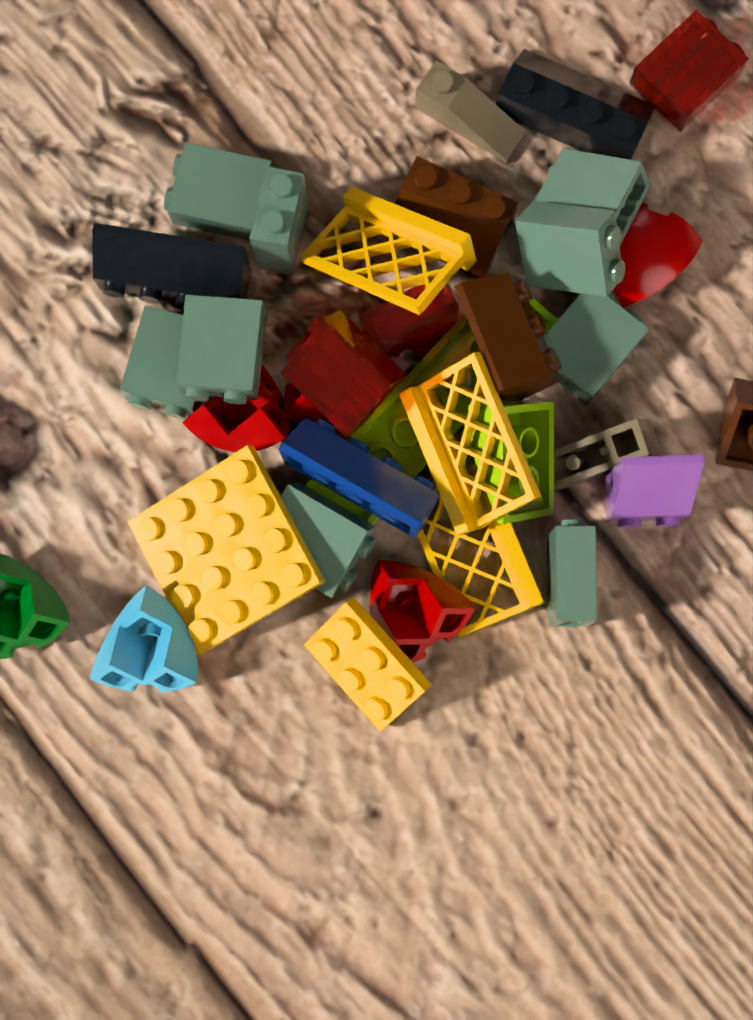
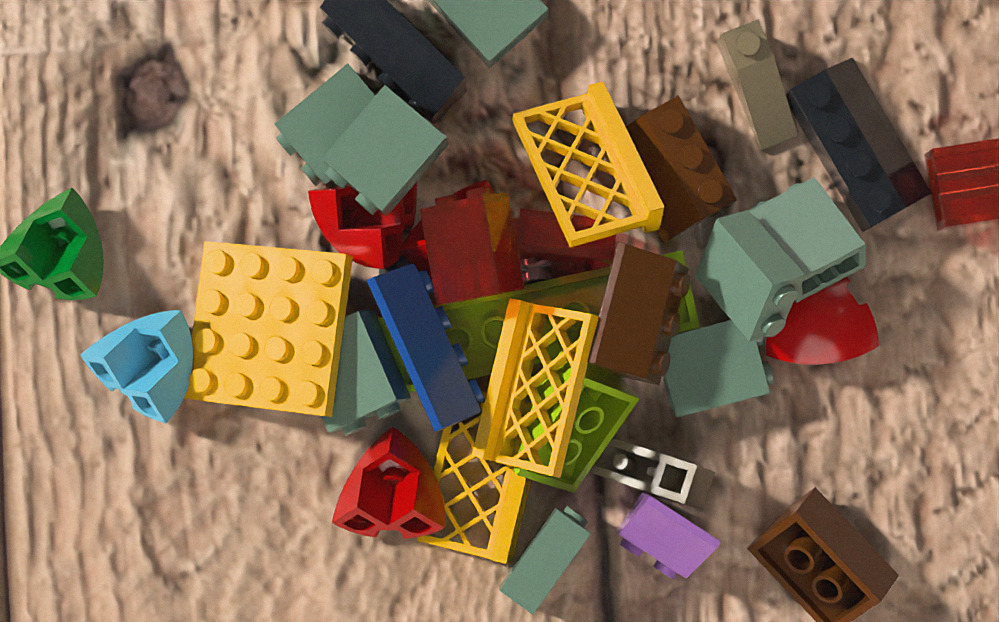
camera: 35 degrees right, 5 degrees up
(279, 220) = (516, 70): sand green brick -> none
(367, 664) = (320, 509): yellow plate -> none

